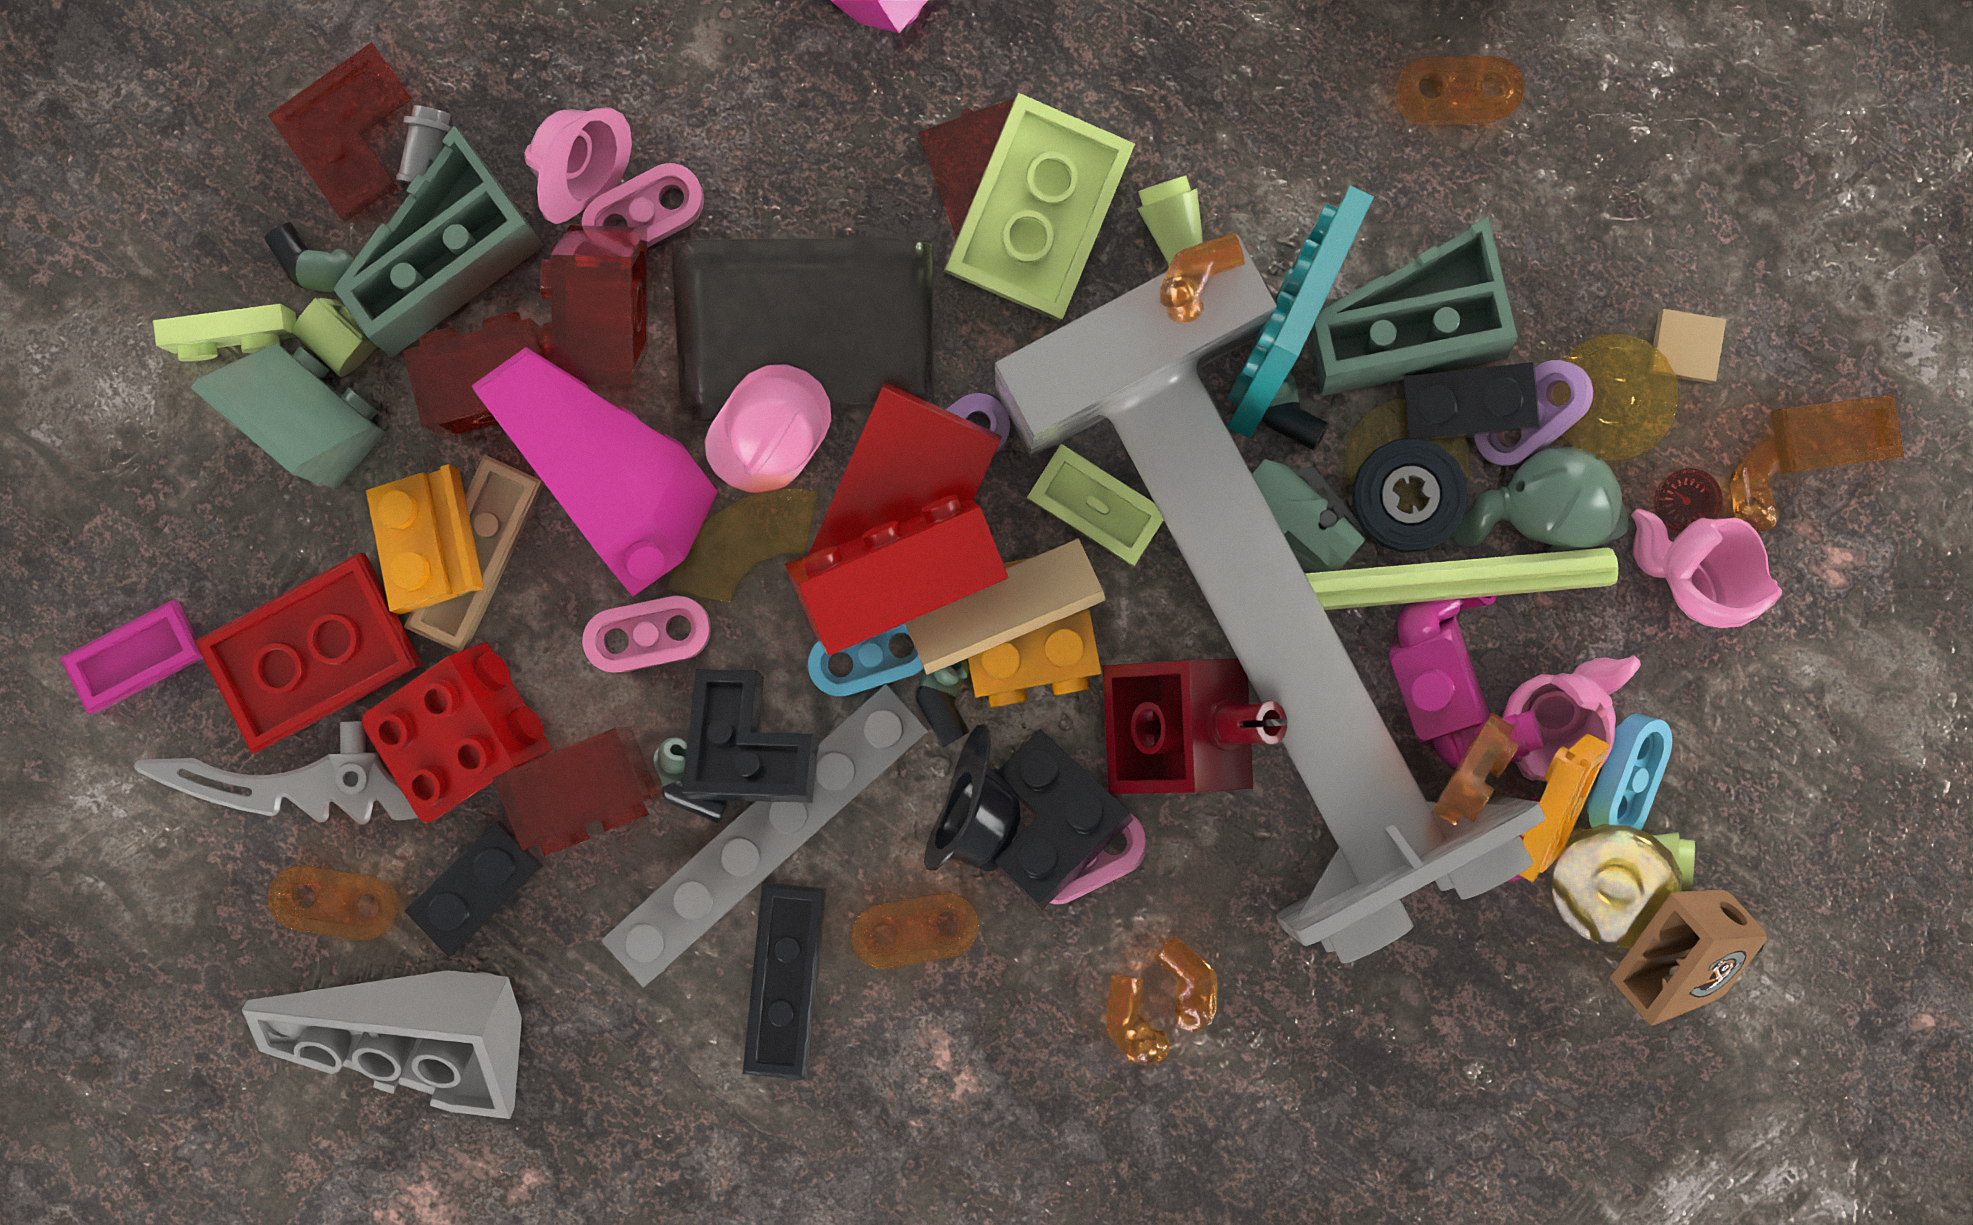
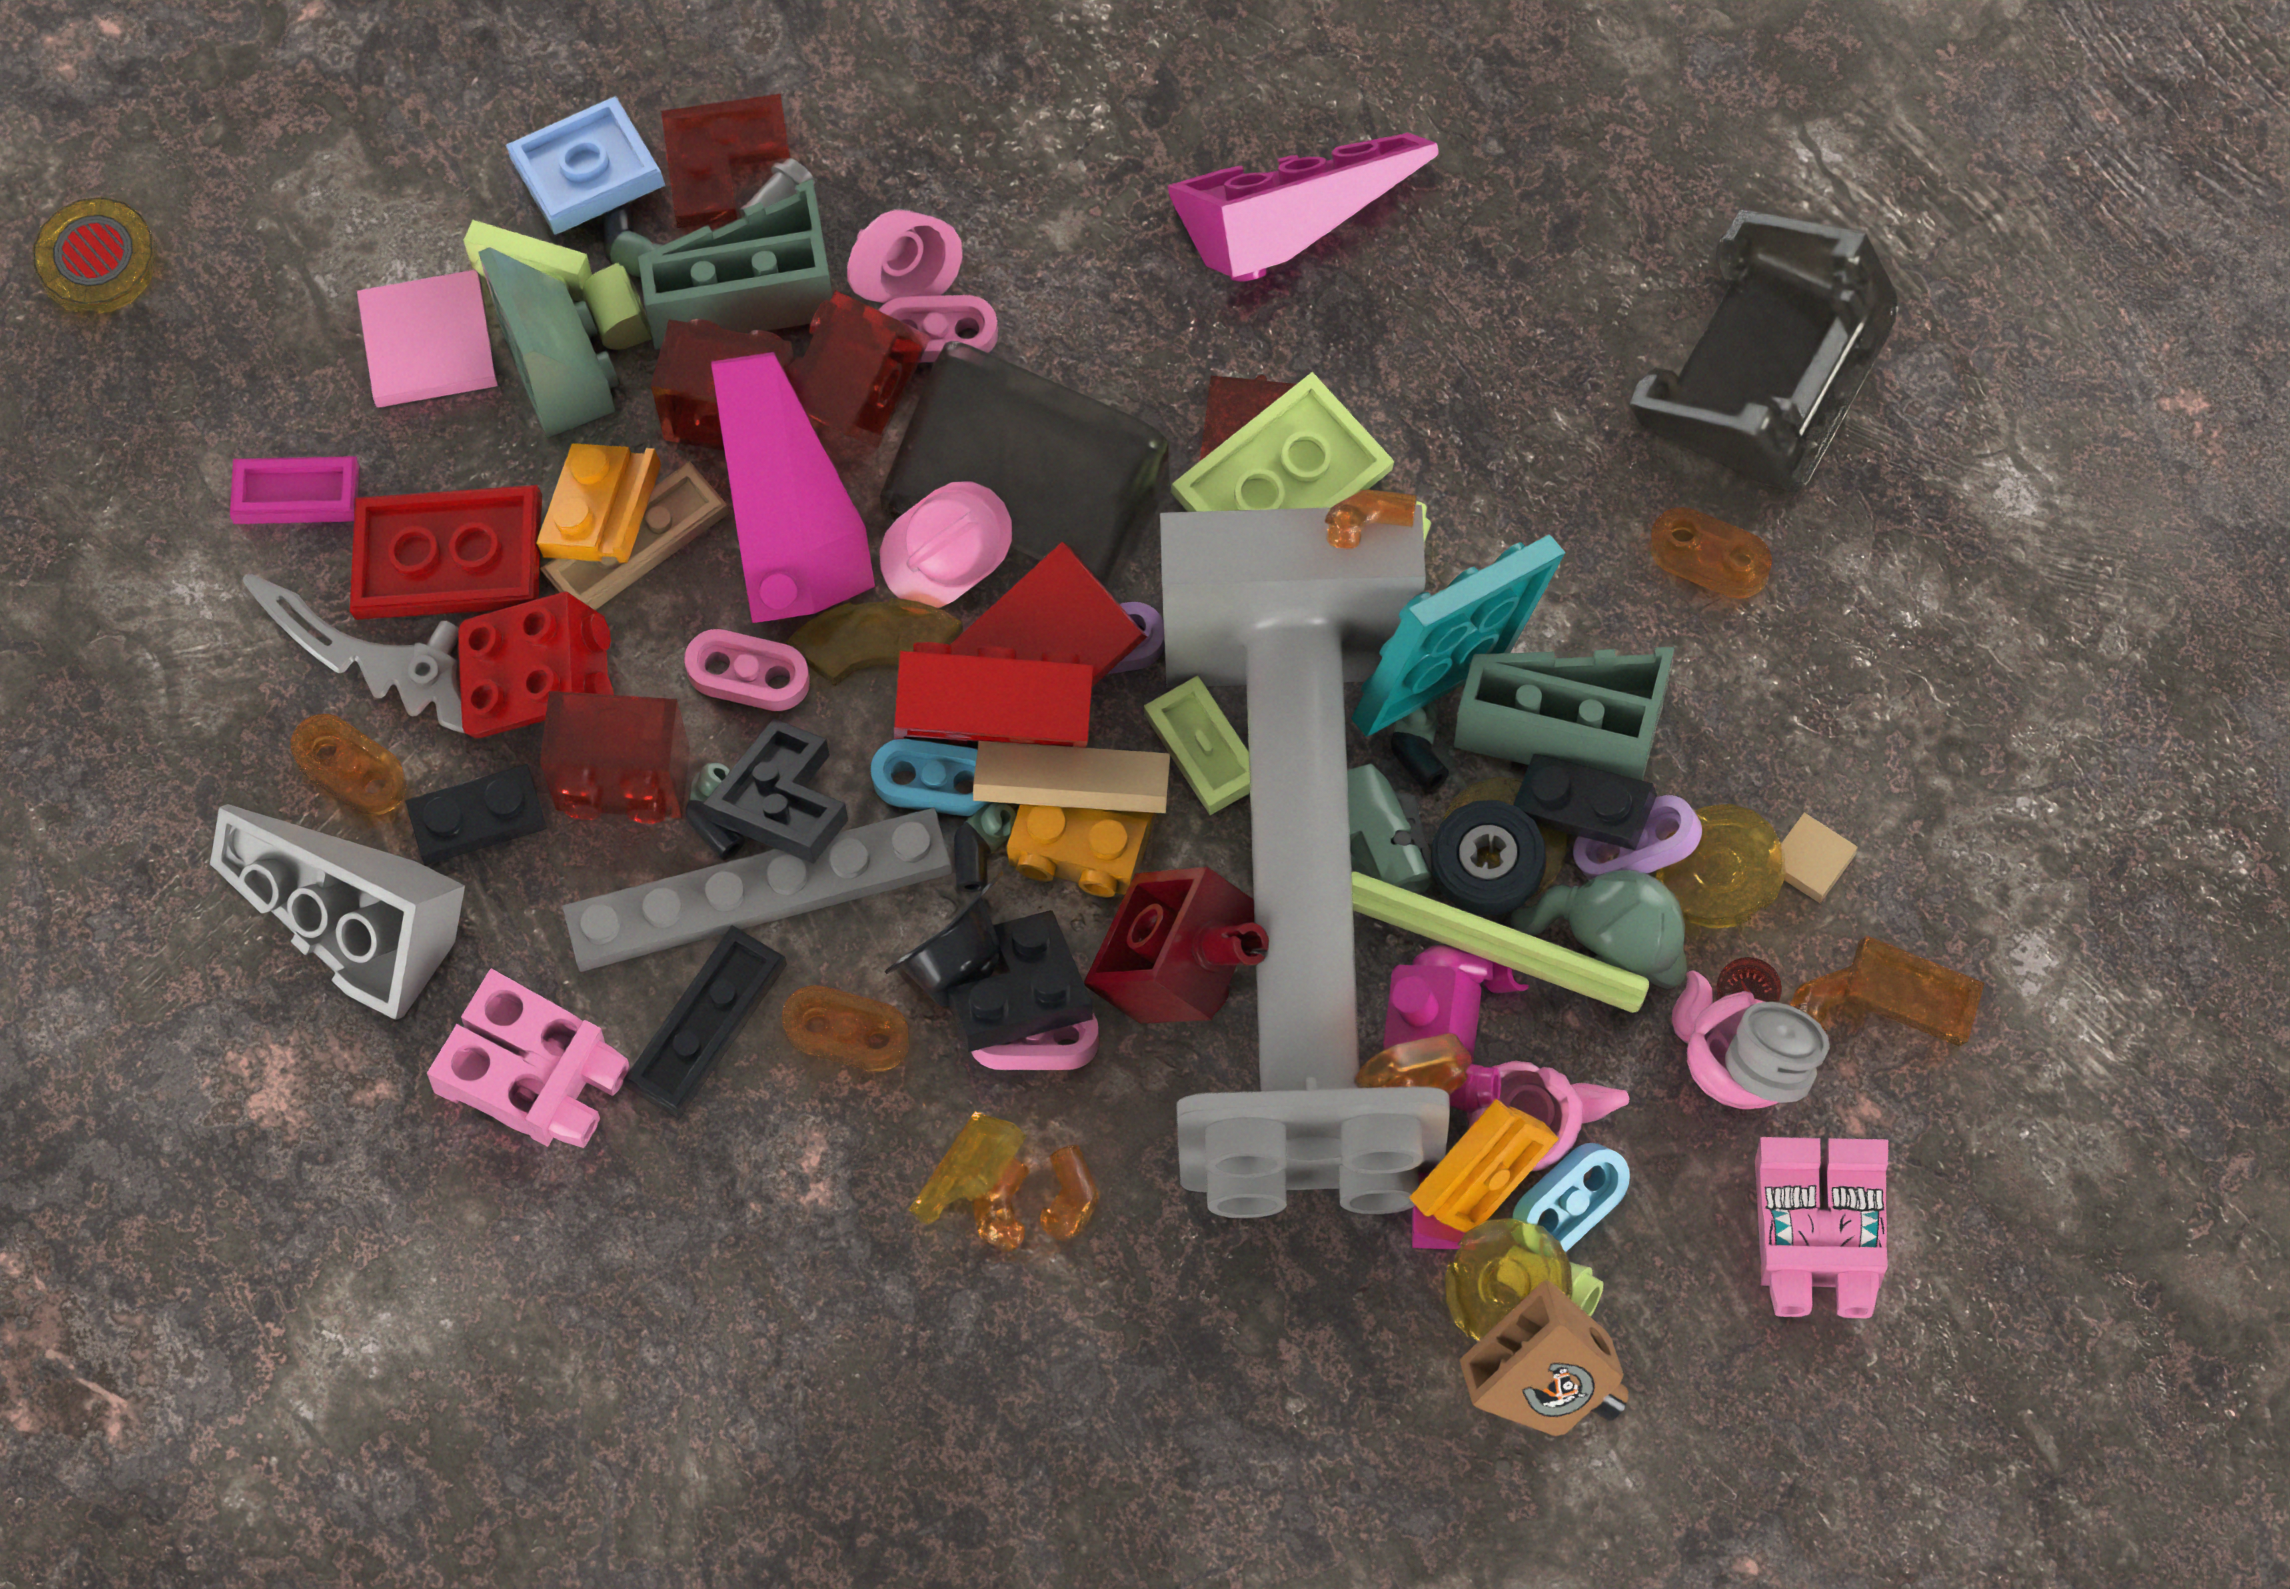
camera: 25 degrees right, 20 degrees down
(170, 449) = (427, 338): none -> bright pink tile
(225, 203) = (585, 165): none -> light blue tile
(671, 1095) = (527, 1063): none -> bright pink hips
(1090, 1002) = (970, 1165): none -> clear yellow tile
(1764, 569) = (1776, 1052): none -> light grey wheel
(1857, 690) = (1829, 1245): none -> bright pink hips

